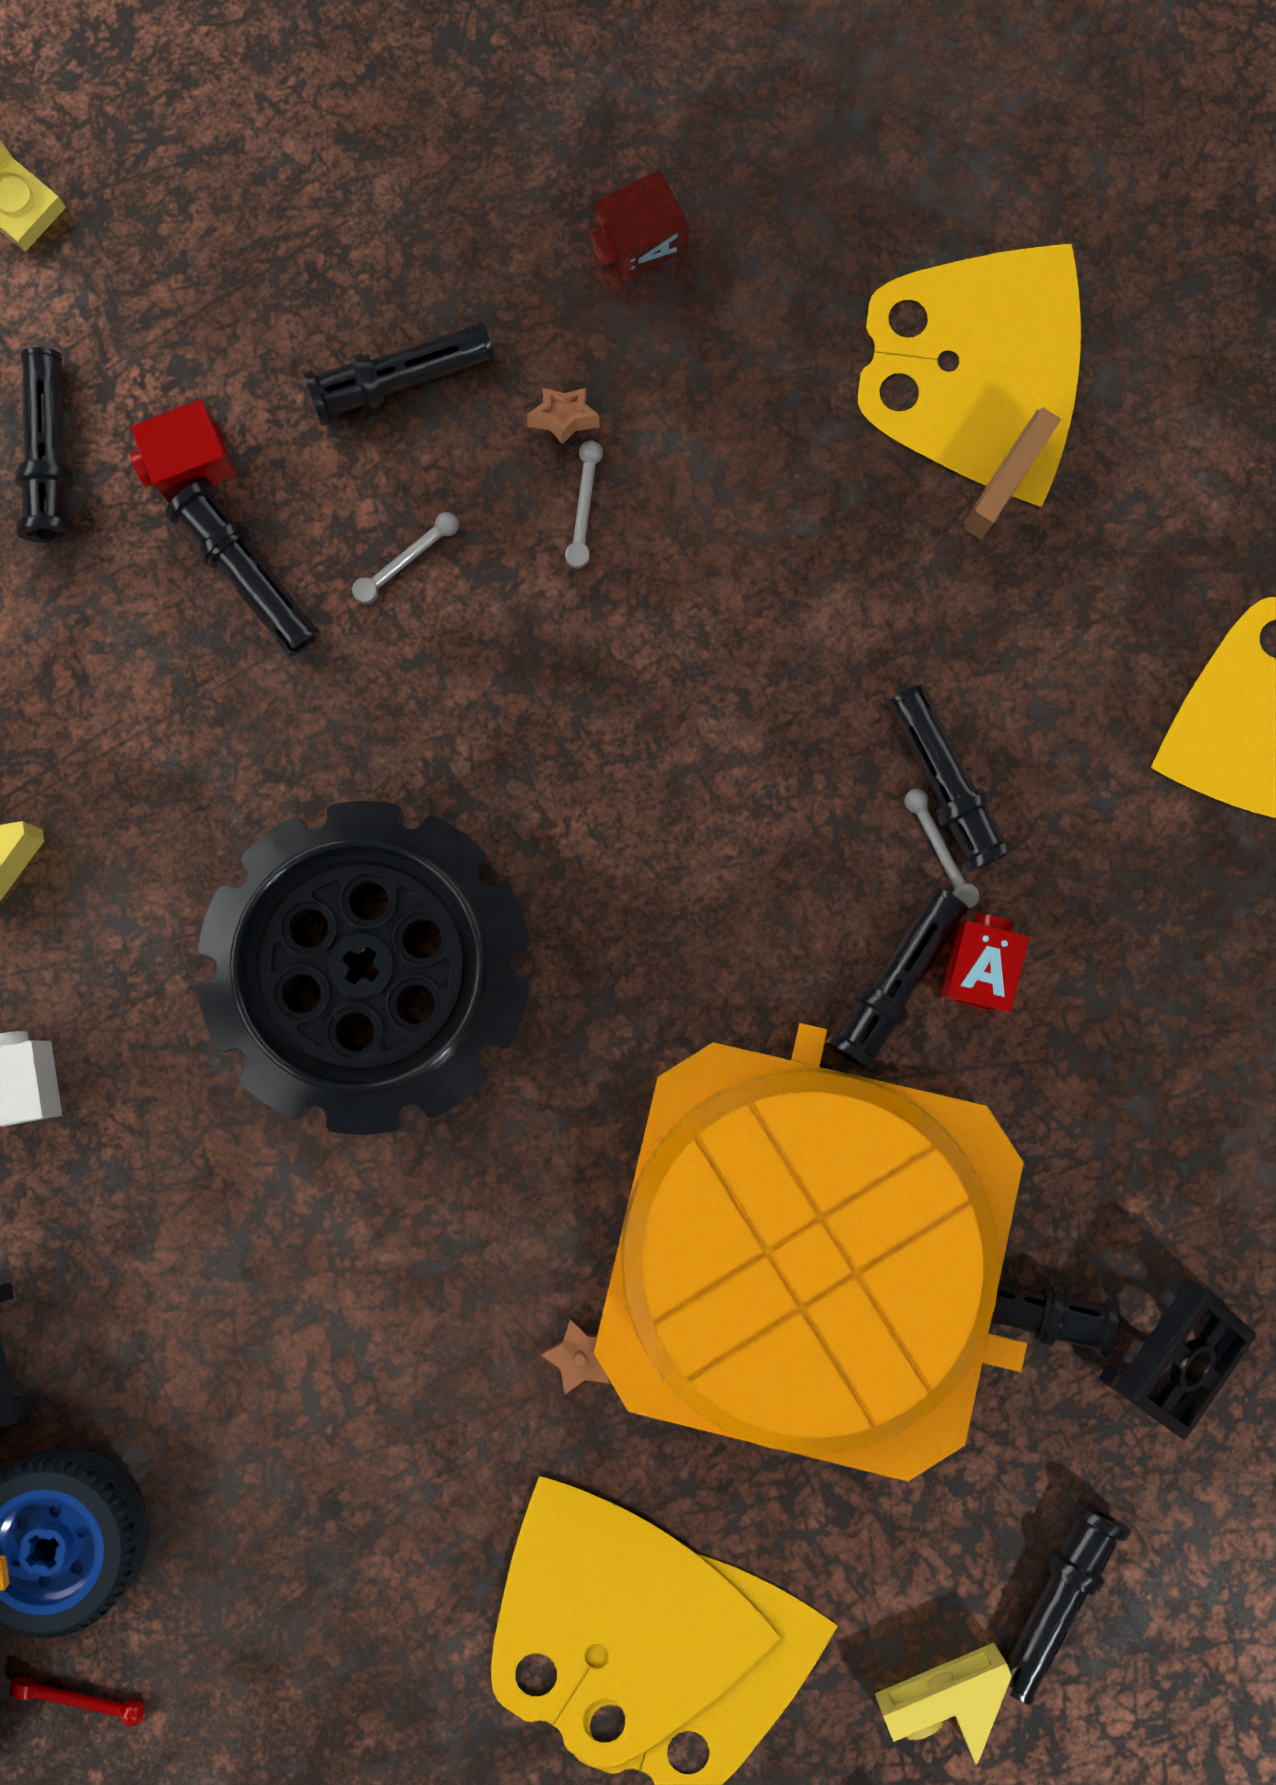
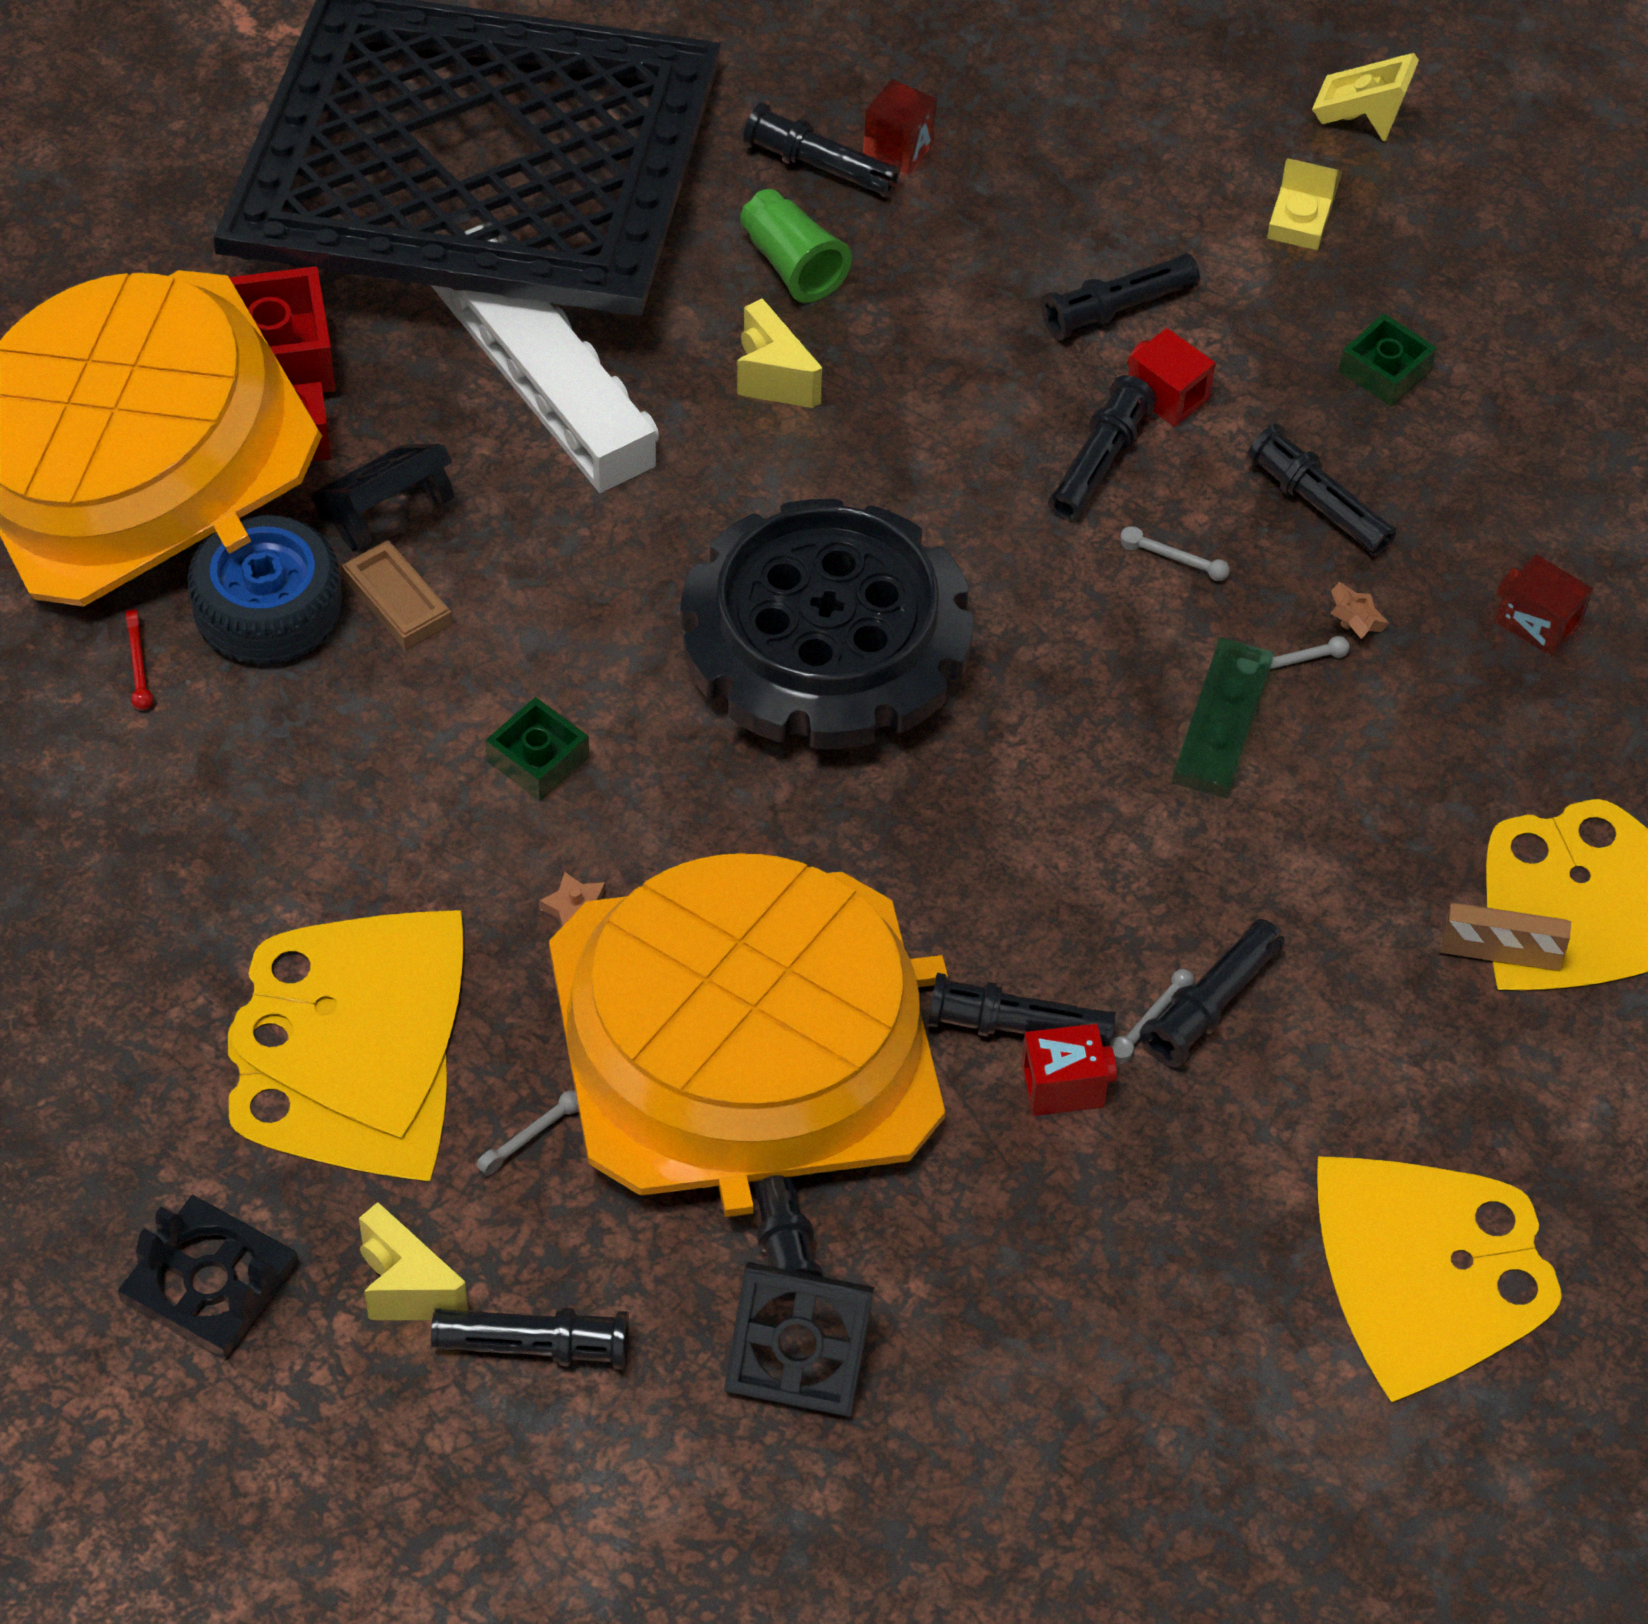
camera: 65 degrees right, 30 degrees down
(109, 1390) = (396, 594): none -> medium nougat tile
(254, 213) = (1387, 359): none -> dark green piece
(378, 1324) = (537, 748): none -> dark green piece
(630, 609) = (1223, 718): none -> clear green tile
(830, 1514) = (493, 1159): none -> light grey hinge

